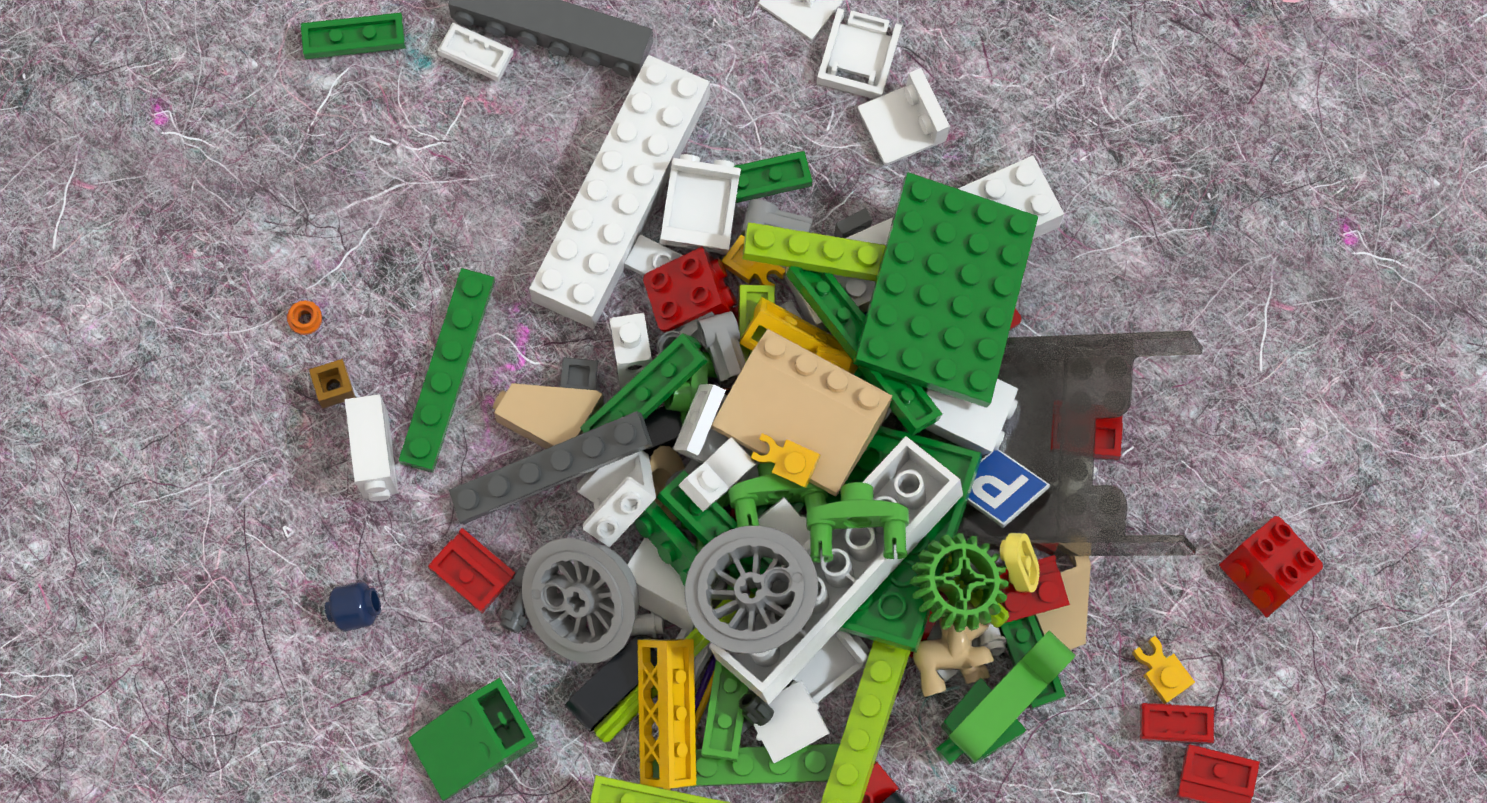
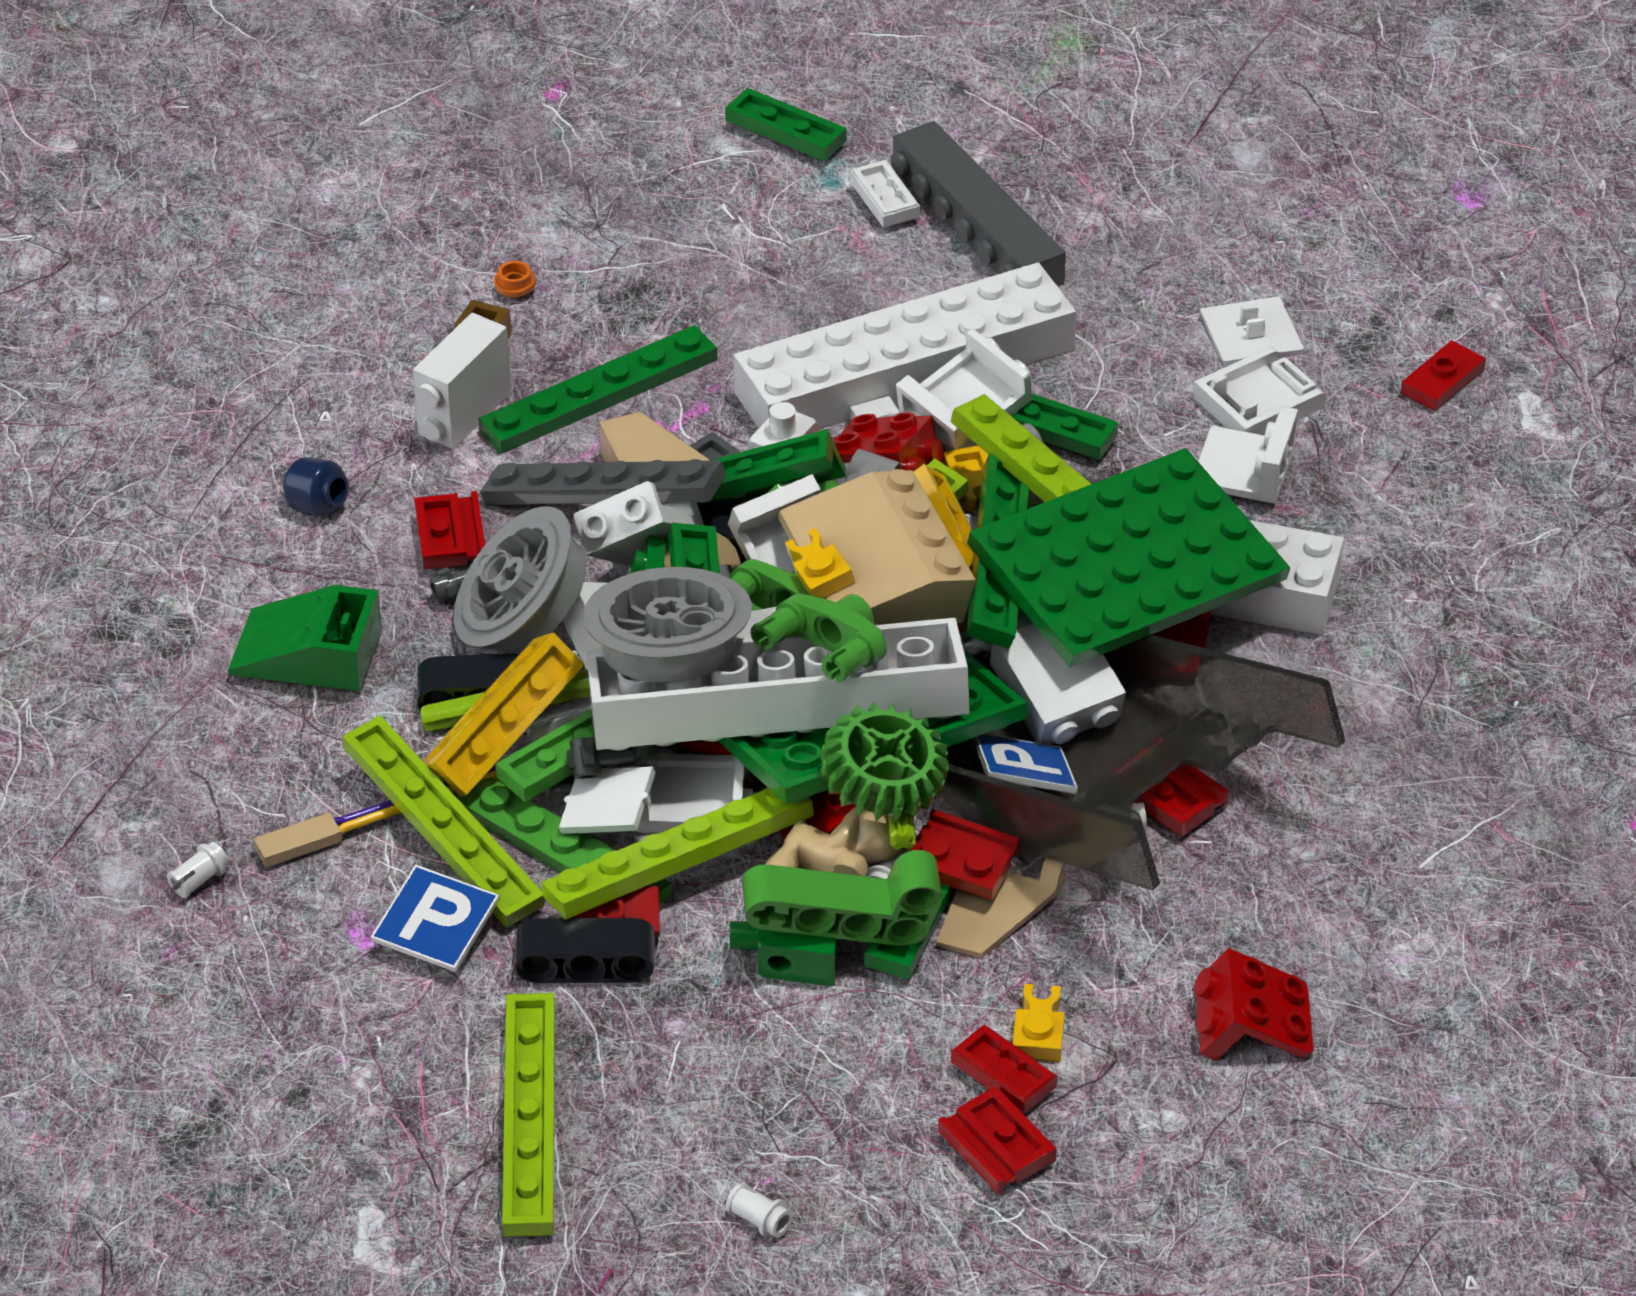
camera: 45 degrees right, 30 degrees down
(717, 474) = (730, 546): white plate -> none
(1020, 562) = (969, 793): light yellow plate -> none

